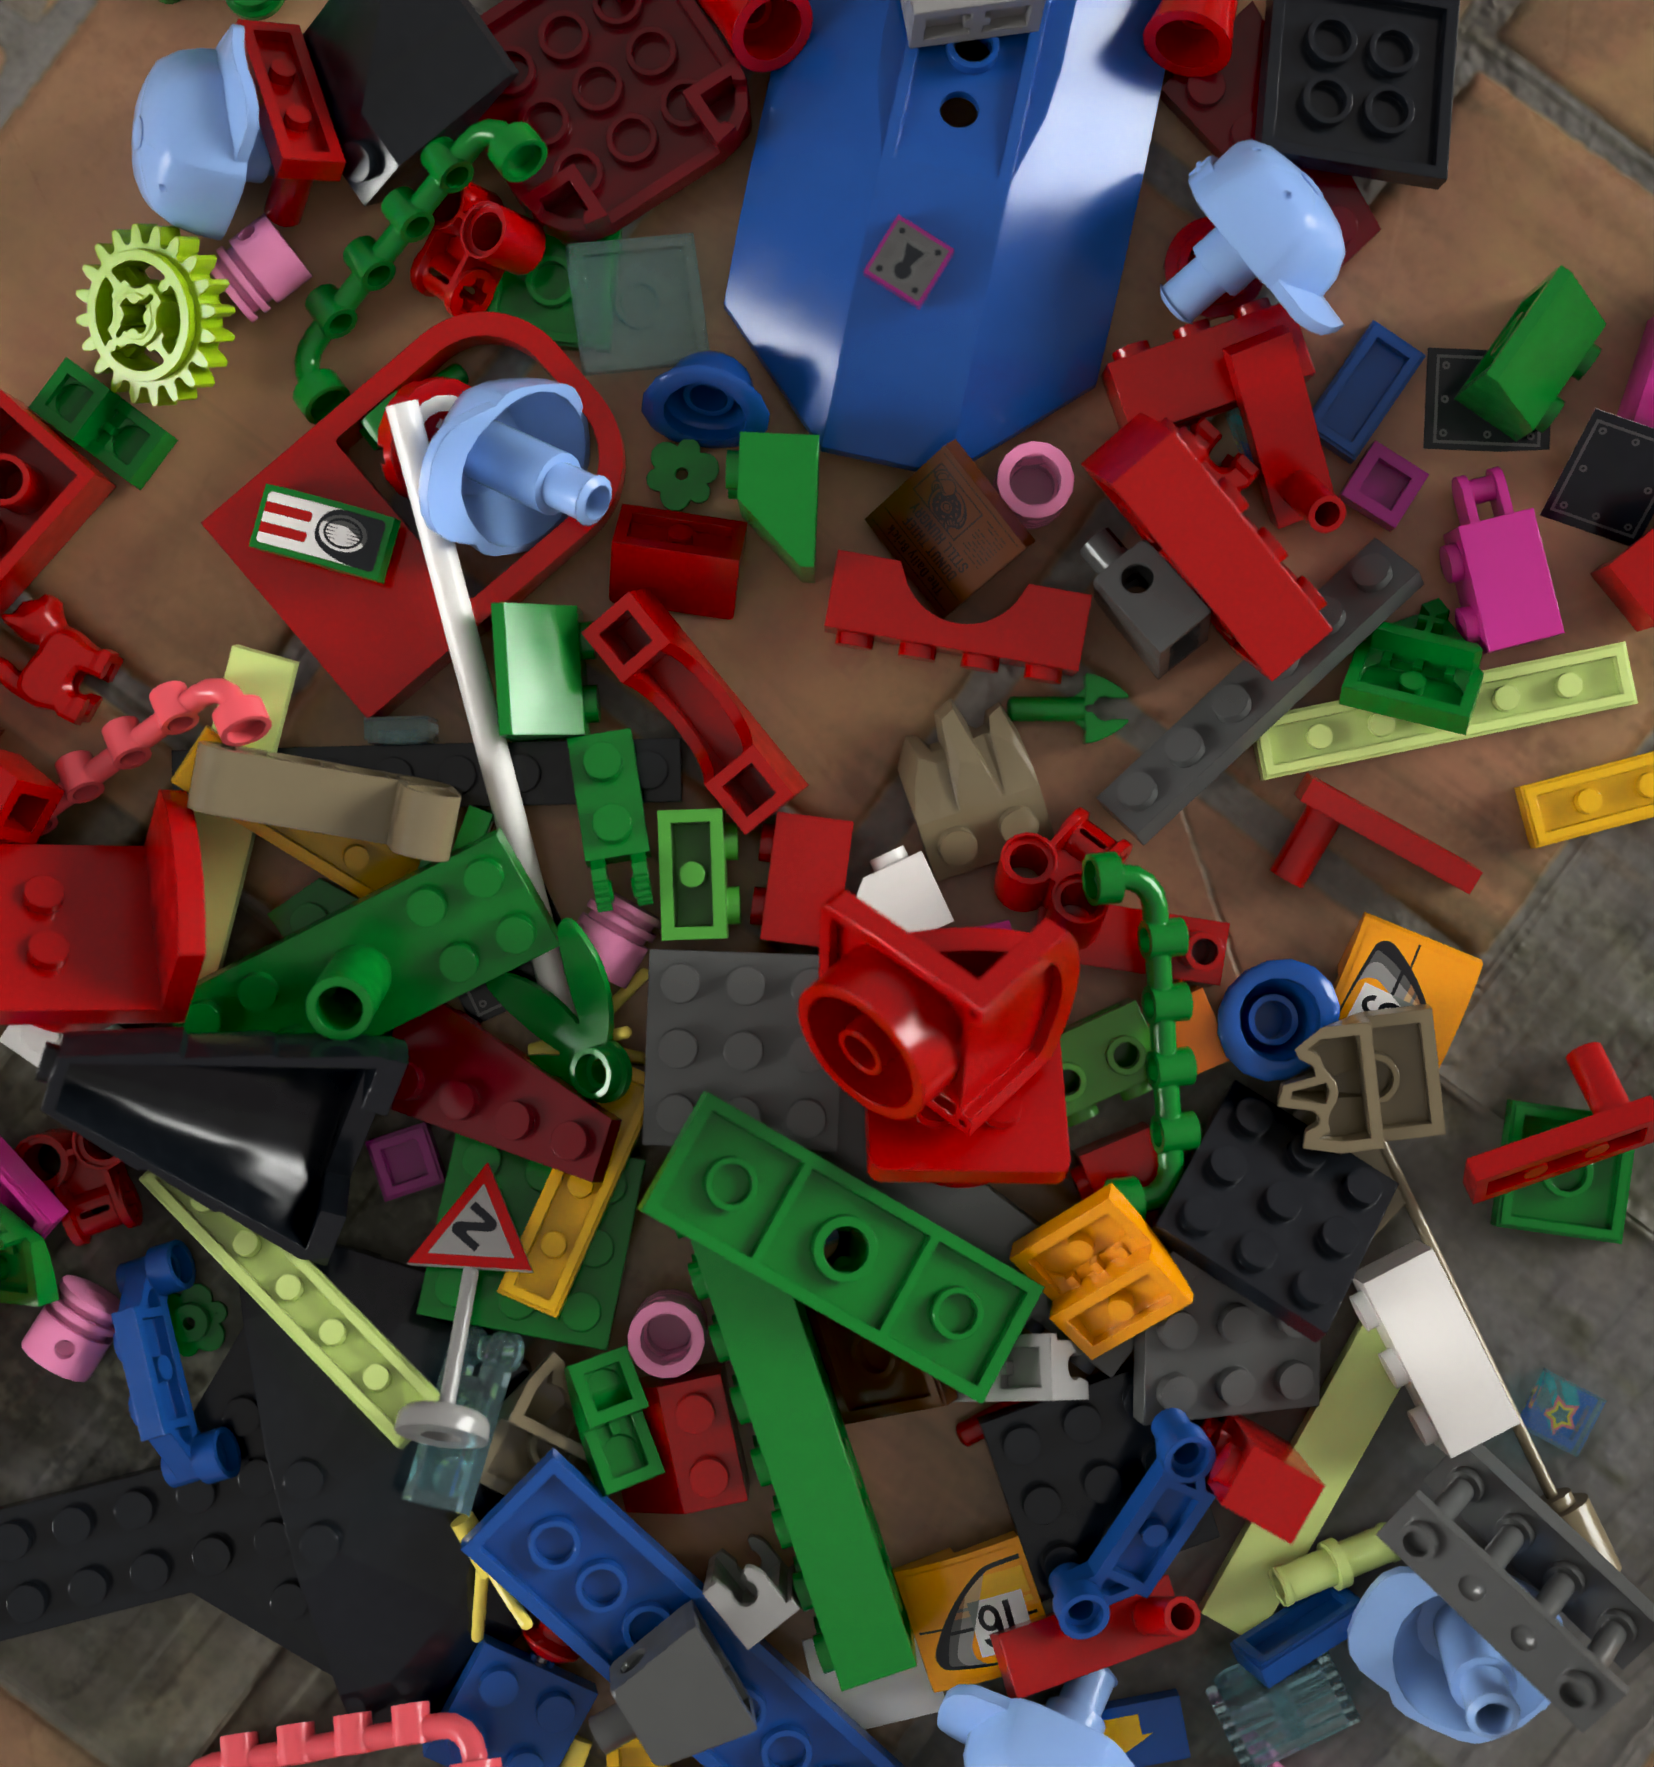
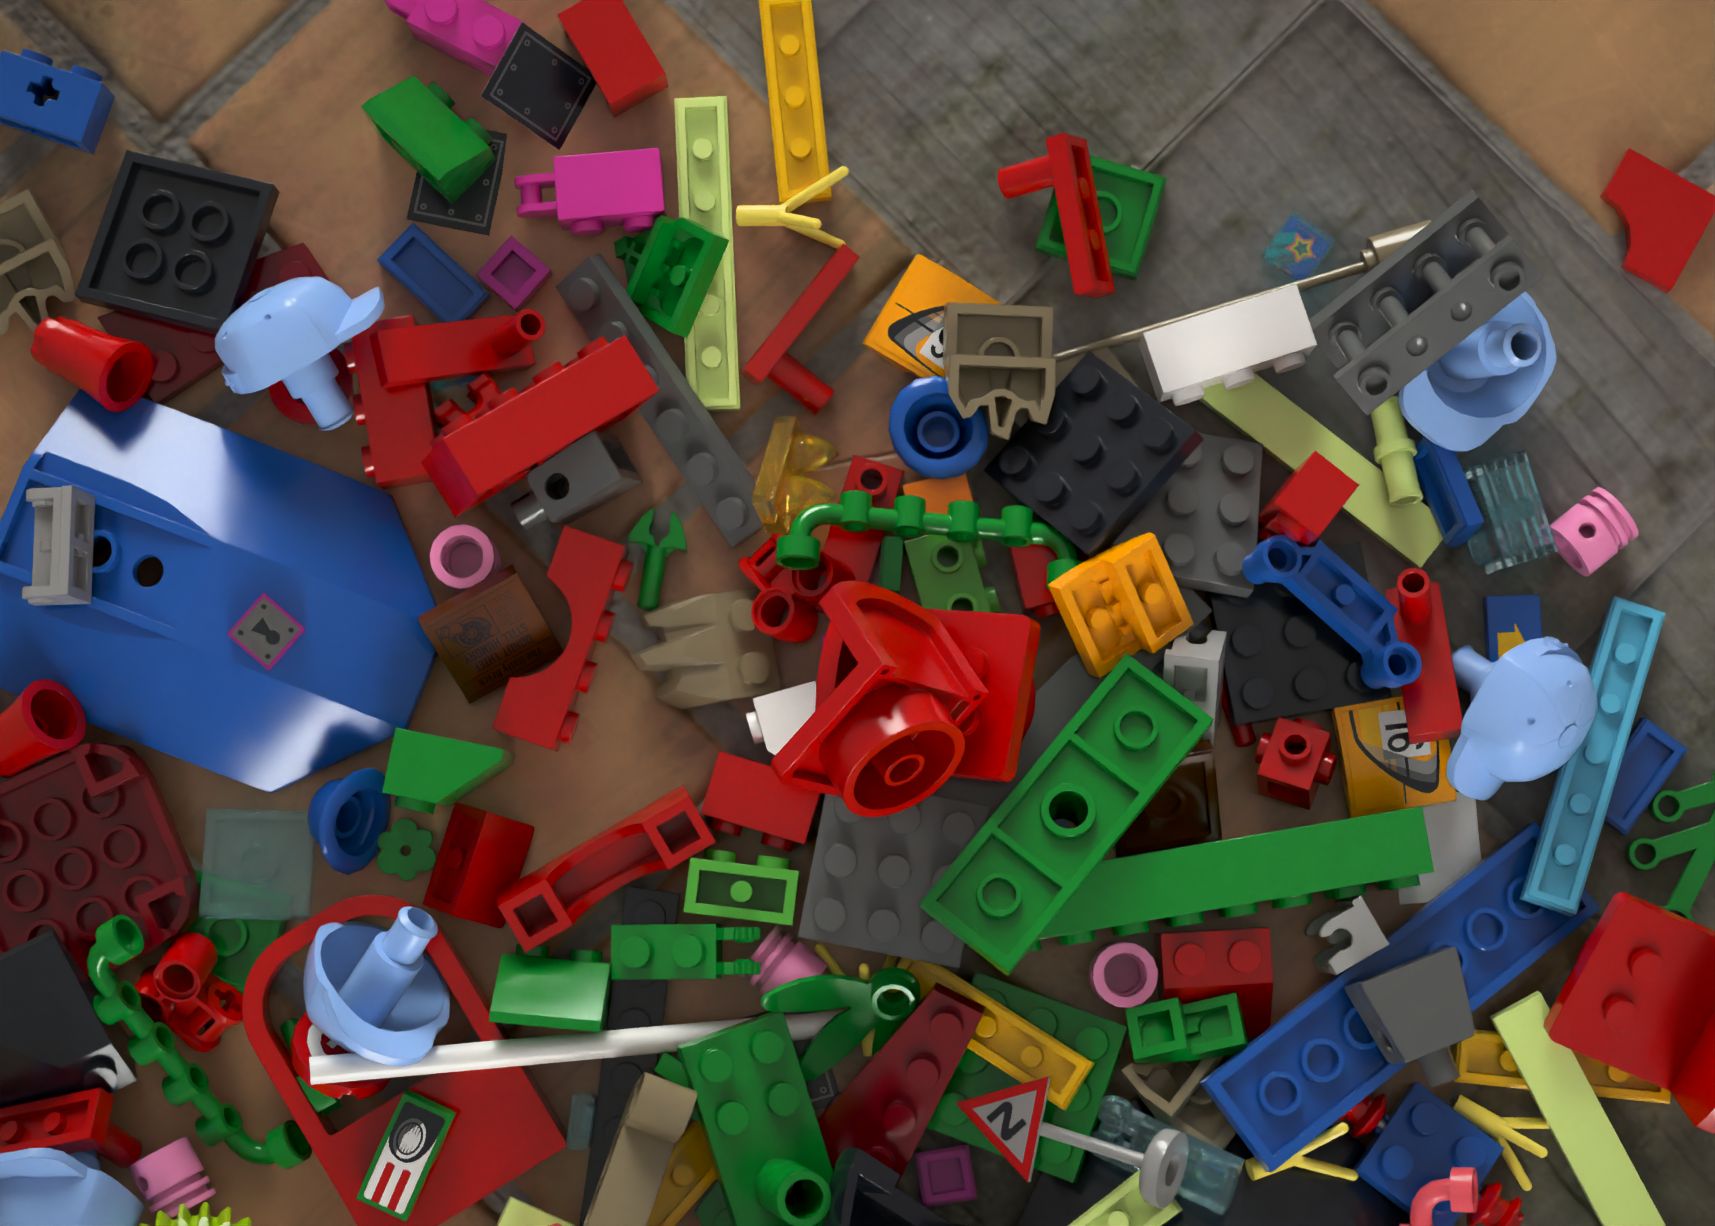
camera: 85 degrees left, 5 degrees down
(948, 1499) = (1294, 761): none -> red brick
(1107, 988) = (891, 563): none -> green tile
(1180, 844) = (781, 483): none -> clear yellow tile
(1502, 792) = (781, 214): none -> light yellow plant

